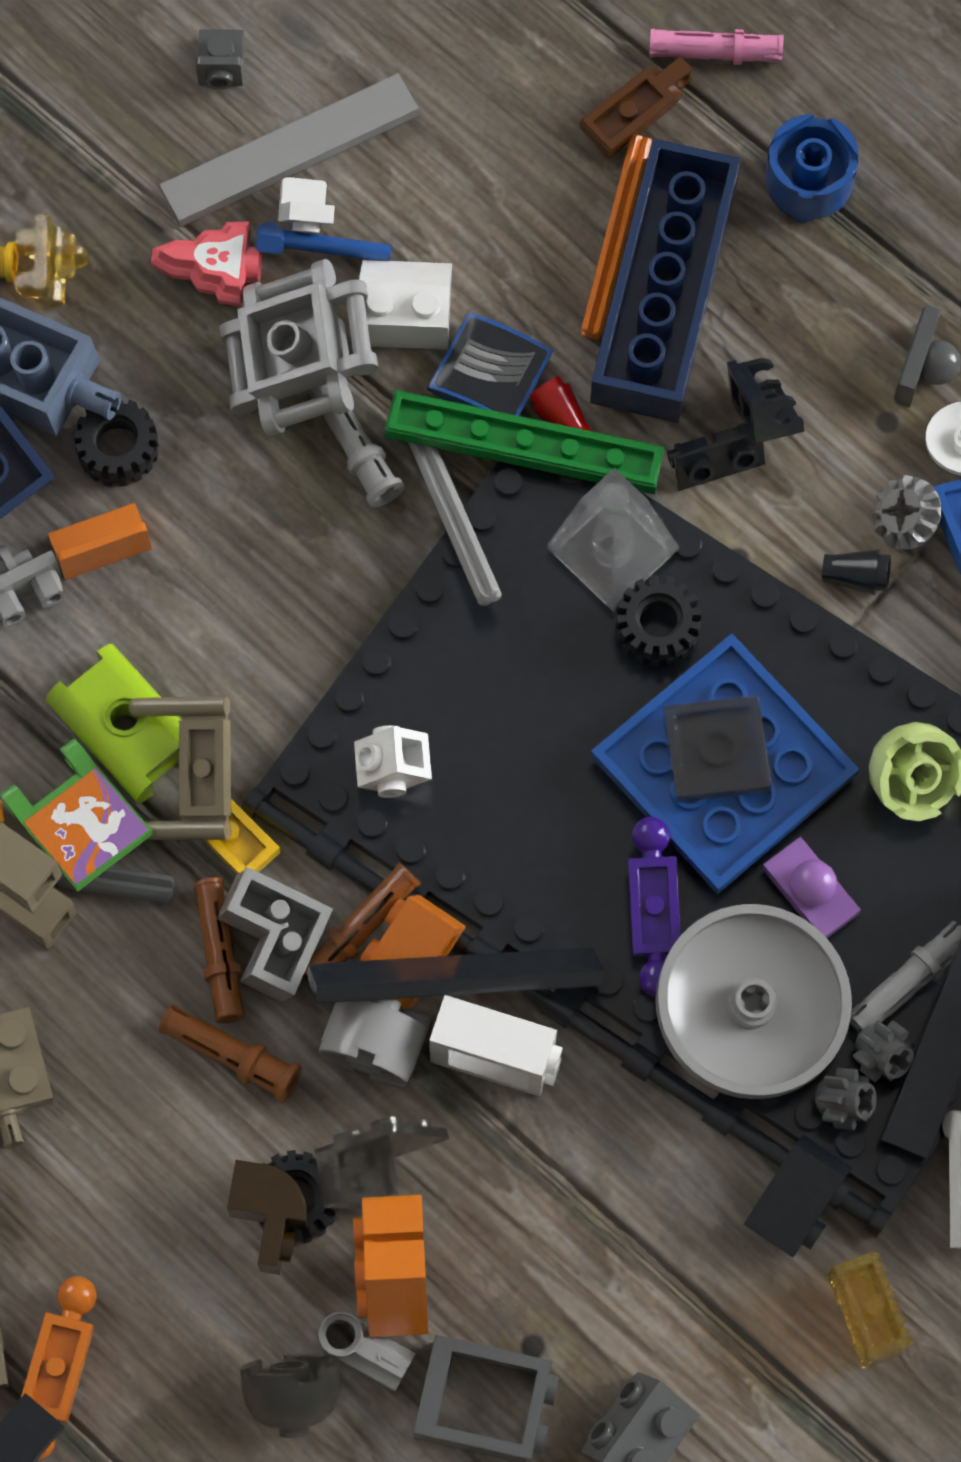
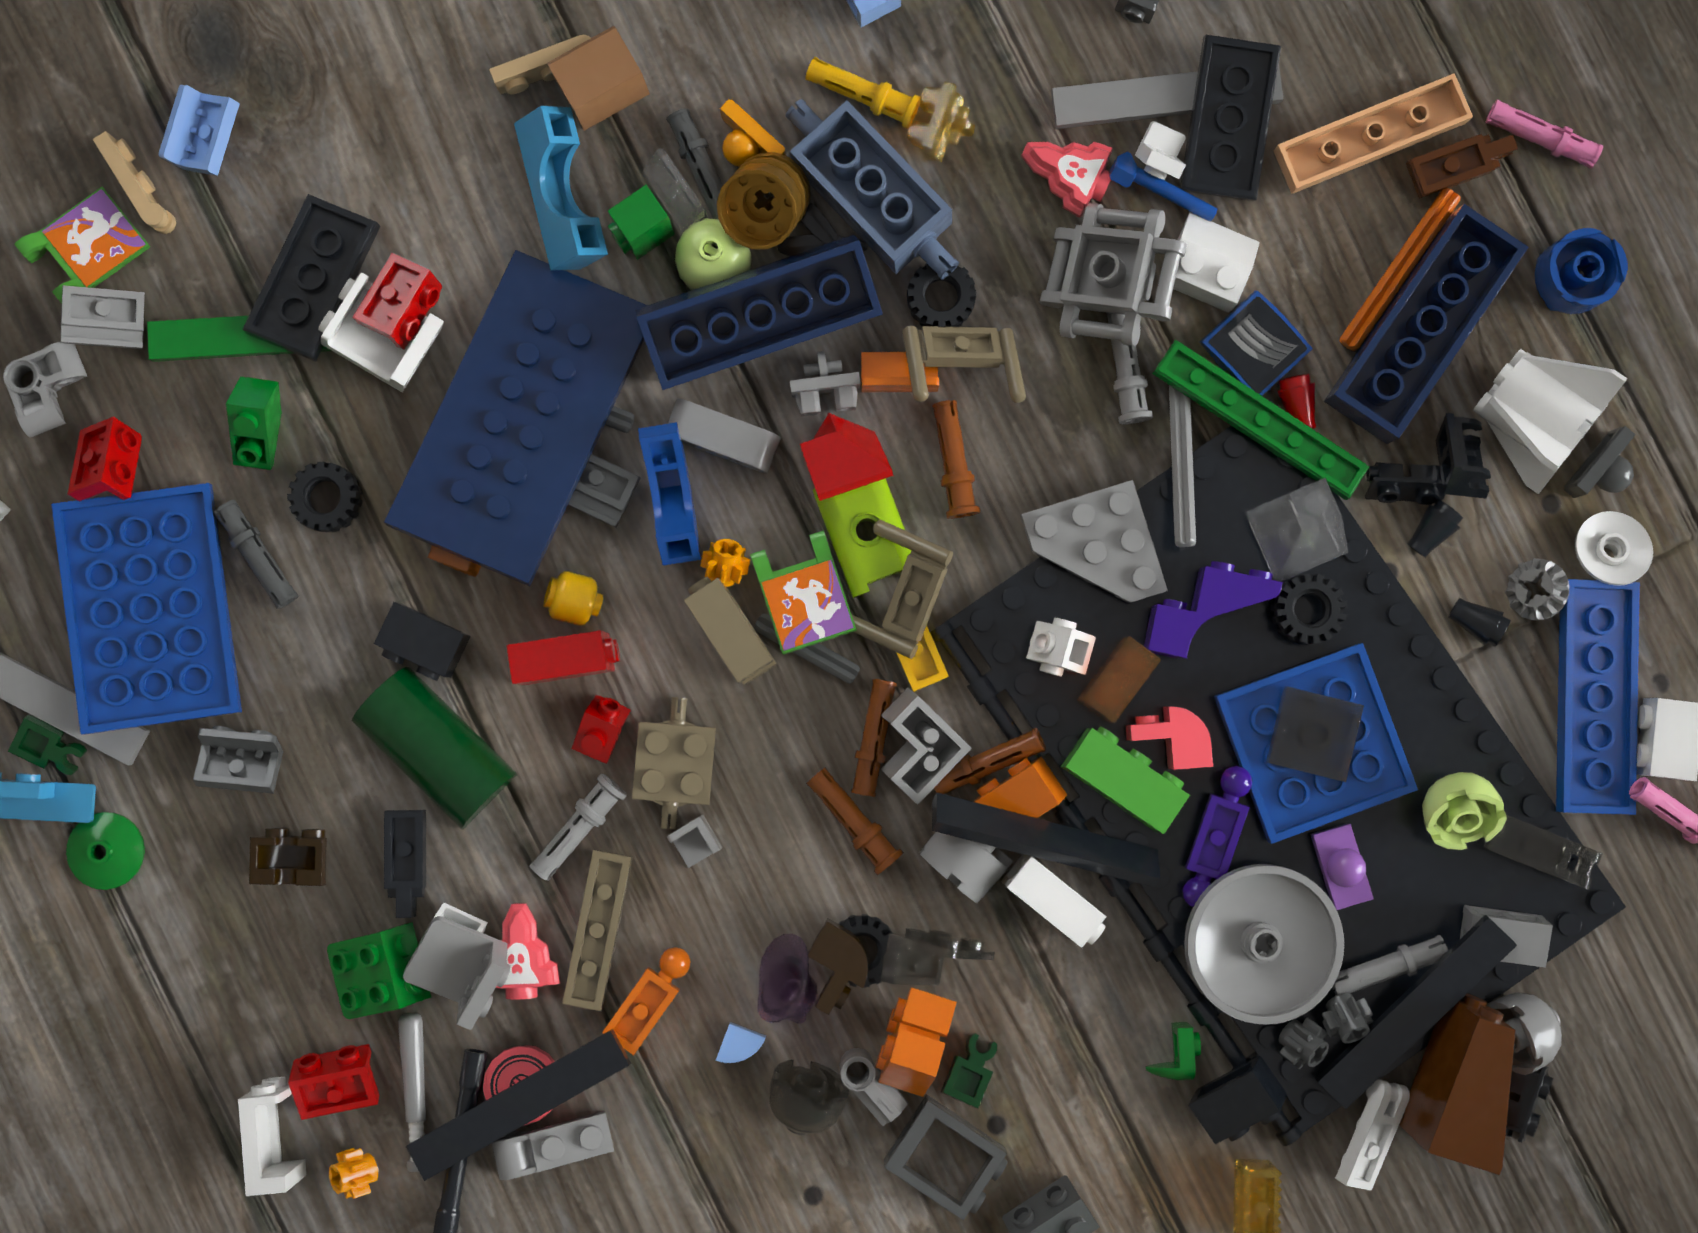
camera: 20 degrees right, 15 degrees up
(50, 1143) = (695, 841): none -> light grey panel
(64, 648) = (843, 457): none -> red slope
(159, 487) = (961, 348): none -> dark tan plate
(189, 1365) = (739, 1044): none -> light blue tile
(207, 628) = (957, 477): none -> dark orange pin
(217, 1263) = (785, 983): none -> clear purple piece
(367, 147) = (1230, 117): none -> black tile
(394, 635) = (1100, 541): none -> light grey plate
(473, 773) = (1119, 679): none -> clear orange brick
(475, 1295) = (967, 1077): none -> dark green plate
(523, 880) = (1126, 779): none -> bright green brick
(529, 109) = (1373, 133): none -> light nougat piece
(550, 641) = (1216, 593): none -> dark purple arch
(567, 803) = (1185, 736): none -> coral brick
(716, 1163) = (1185, 1048): none -> green plate
(766, 489) = (1434, 528): none -> black cone
(830, 318) = (1544, 411): none -> white brick

